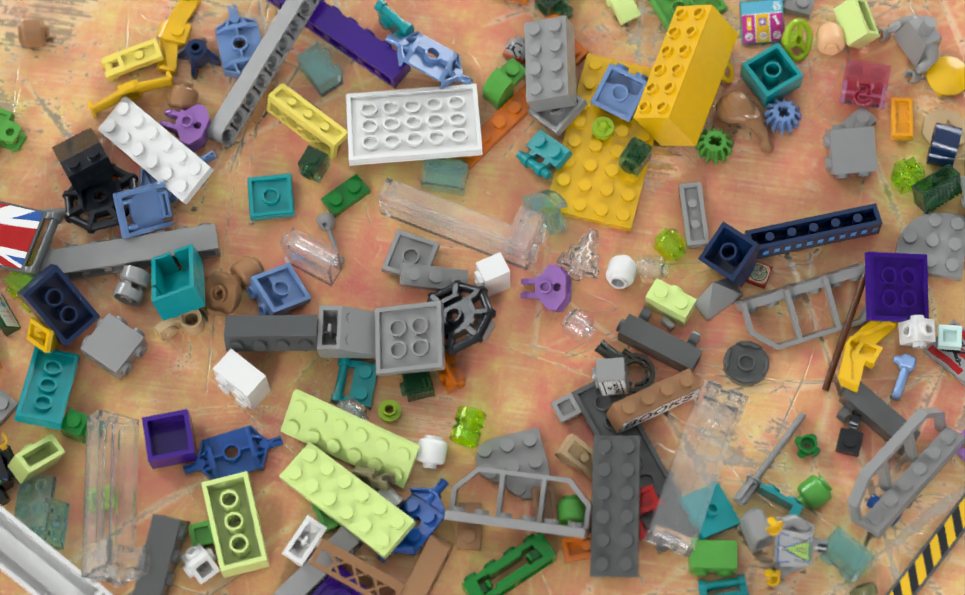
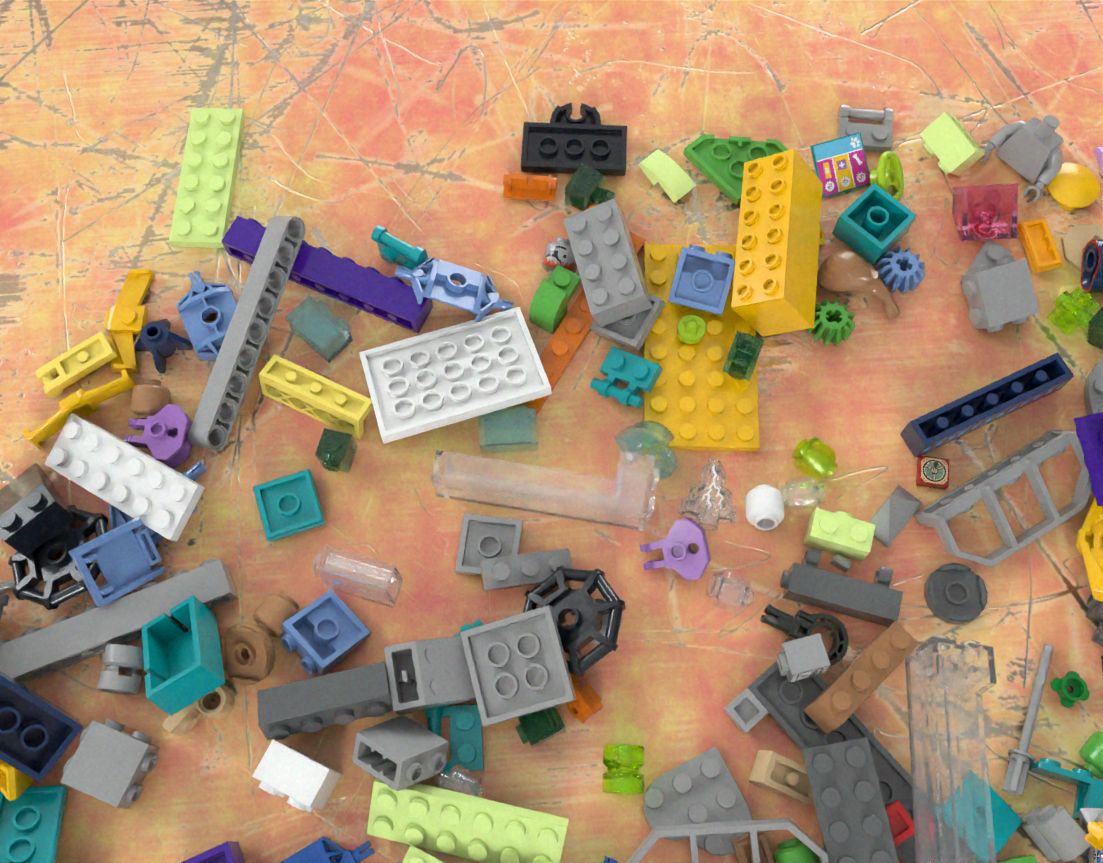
camera: 15 degrees left, 0 degrees up
(315, 378) = (400, 752): none -> light grey brick
(326, 223) = (369, 525): light grey hinge -> none
(345, 195) = (386, 482): green plate -> none
(389, 417) = (513, 778): lime plate -> none
(432, 451) = (584, 816): white head -> none
(493, 274) = (604, 548): white piece -> none
(693, 215) = (832, 414): light grey plate -> none
(731, 254) = (901, 455): dark blue slope -> none
(830, 38) = (926, 169): light nougat head -> none
(844, 333) = (1069, 526): reddish brown axle -> none

